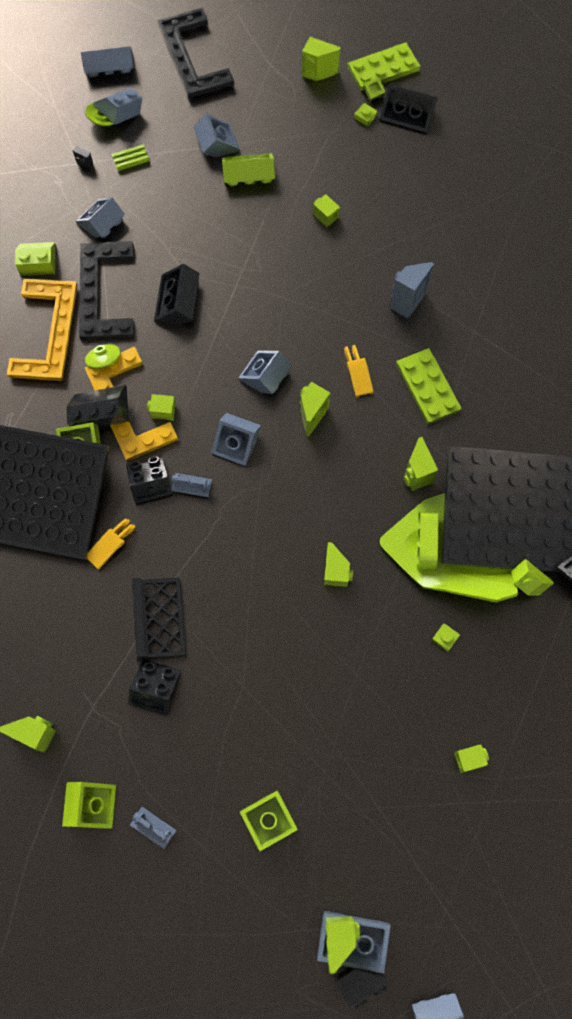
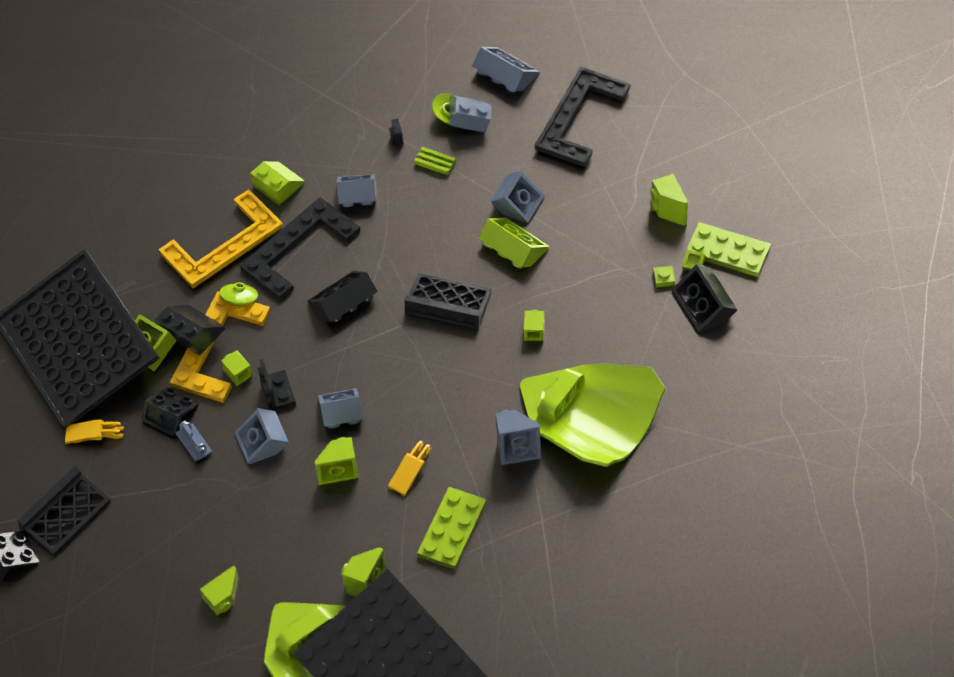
camera: 50 degrees right, 15 degrees down
(206, 396) = (276, 388): none -> black bracket
(255, 250) = (444, 310): none -> black fence
(425, 227) = (594, 408): none -> lime windscreen

